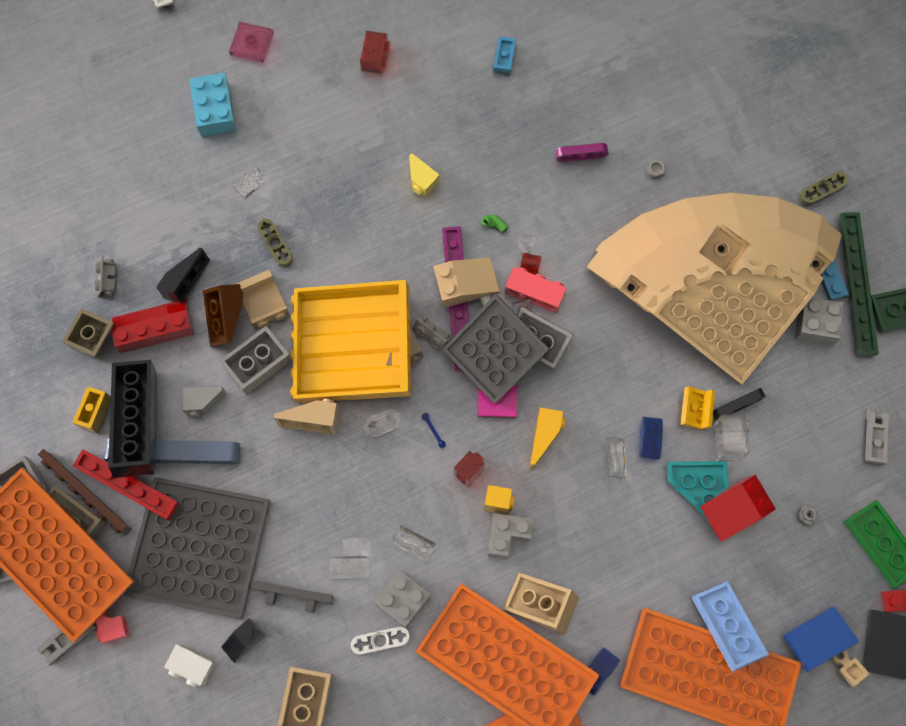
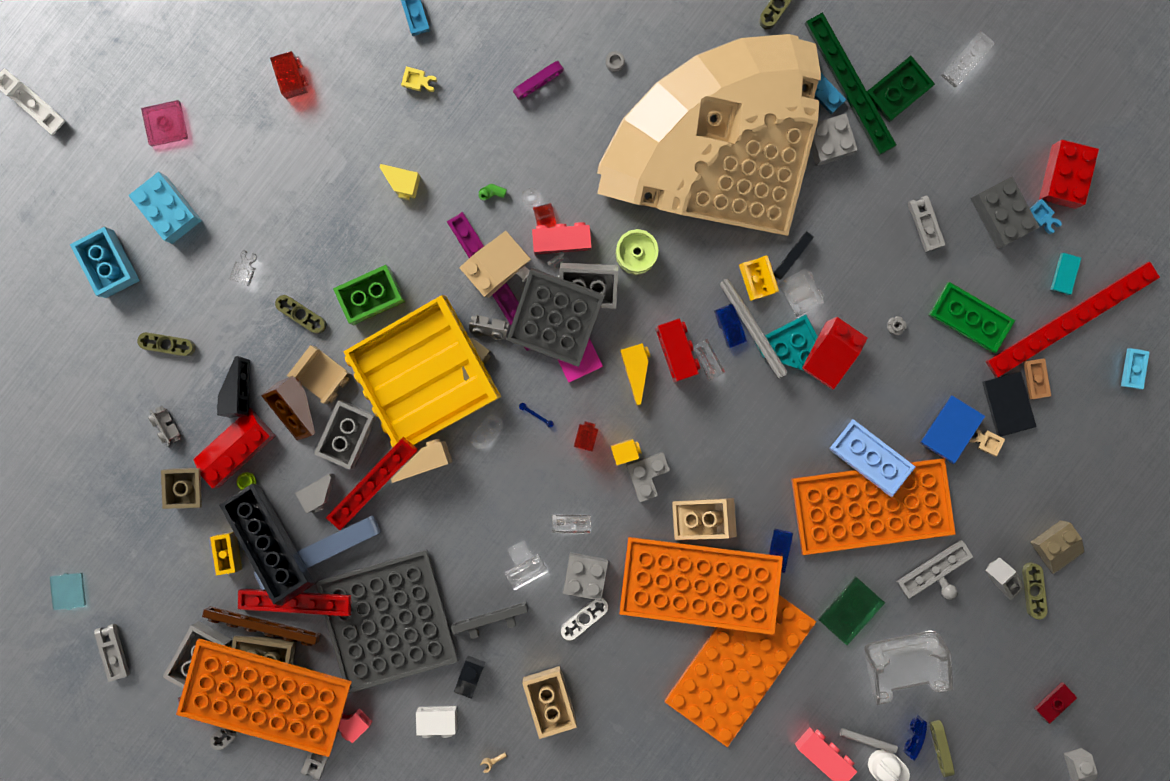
camera: 25 degrees left, 15 degrees up
(137, 122) = (104, 262): none -> medium azure brick
(144, 204) = (181, 341): none -> olive beam
(146, 355) = (245, 480): none -> lime plate
(253, 413) = (371, 483): none -> red plate
(342, 253) = (369, 295): none -> bright green brick
(478, 104) = (416, 79): none -> light yellow plate
(592, 433) = (677, 350): none -> red brick
(597, 331) = (634, 263): none -> yellowish green wheel
(671, 450) = (753, 328): none -> light grey axle

